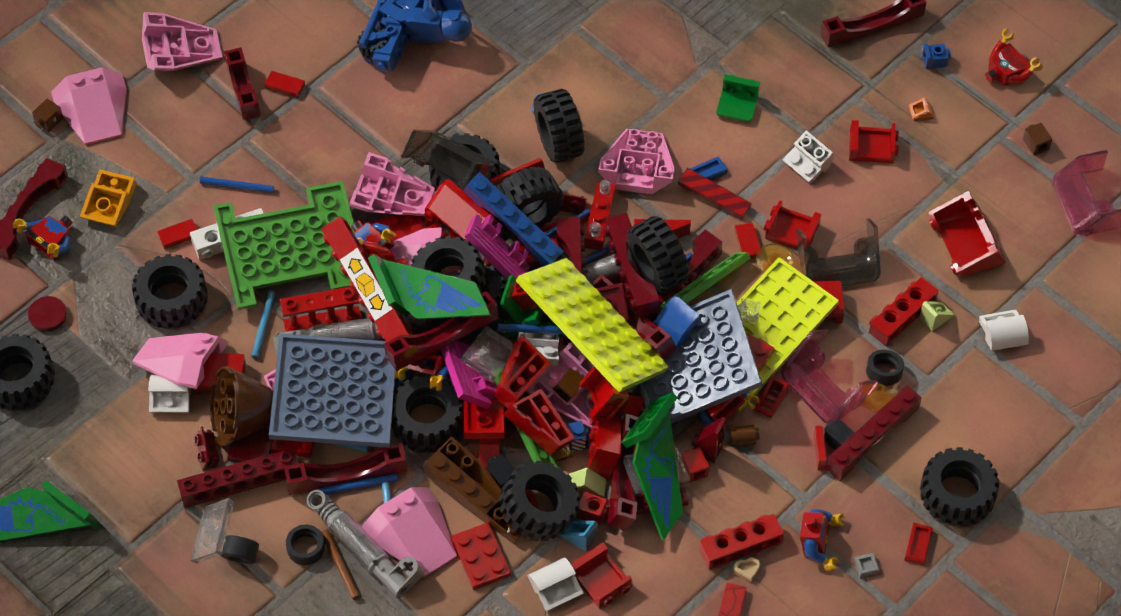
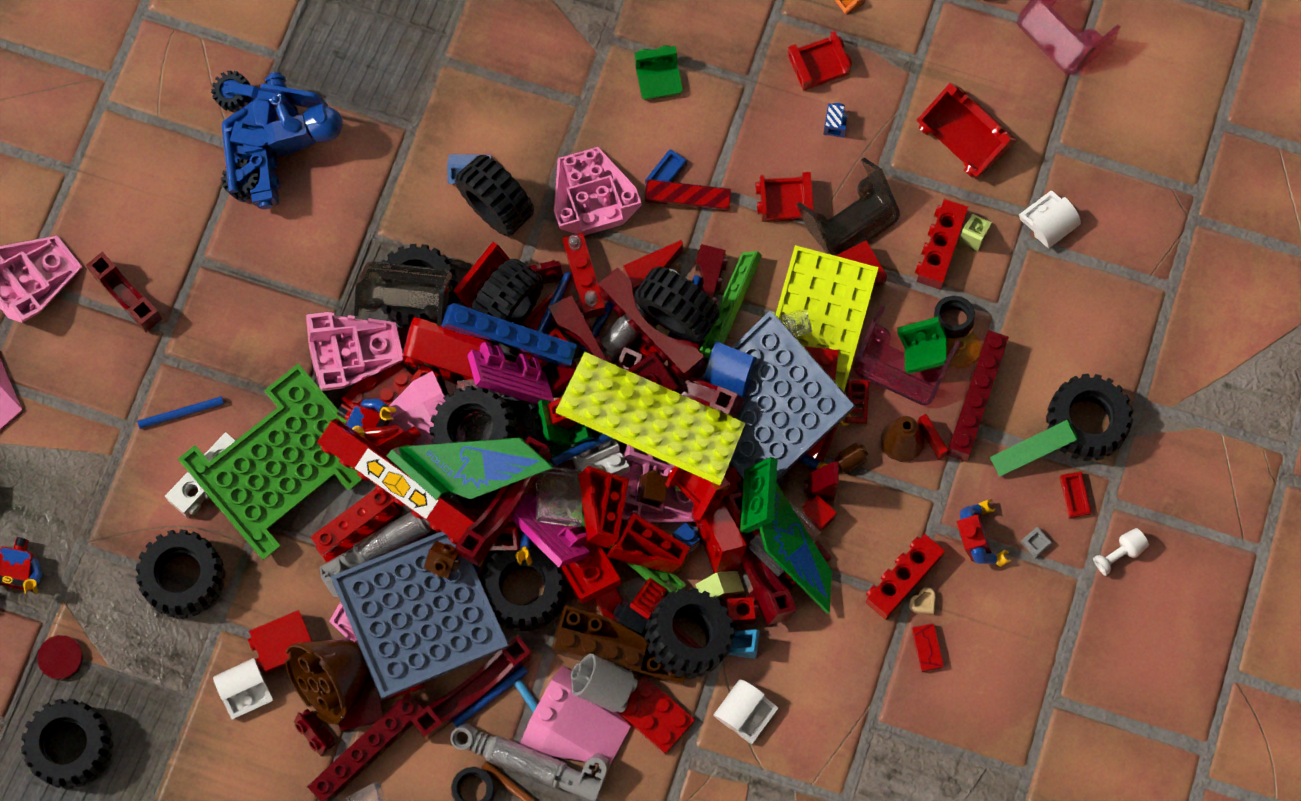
camera: 25 degrees left, 15 degrees up
(108, 198) = (52, 494): light orange slope -> none
(176, 234) = (148, 499): red tile -> none
(179, 357) = (231, 645): bright pink wedge -> none
(263, 325) = (296, 560): dark azure bar -> none
(284, 84) = (168, 269): red tile -> none
(371, 356) = (442, 559): none -> reddish brown brick
(448, 505) = (602, 683): none -> light grey cylinder
(517, 458) = (648, 598): none -> red slope
(601, 576) = (787, 681): red panel -> none
(747, 239) = (747, 233): red tile -> none
(770, 253) = (781, 236): clear yellow dish -> none
(795, 437) = (902, 439): none -> reddish brown cone
(809, 157) = (764, 110): white brick -> none
(837, 433) = (944, 414): black brick -> none
(847, 372) = (923, 344): none -> green bracket
(862, 188) = (835, 120): none -> blue brick
(899, 487) = (1034, 447): none -> green tile
(947, 599) = (1131, 543): none -> white piece

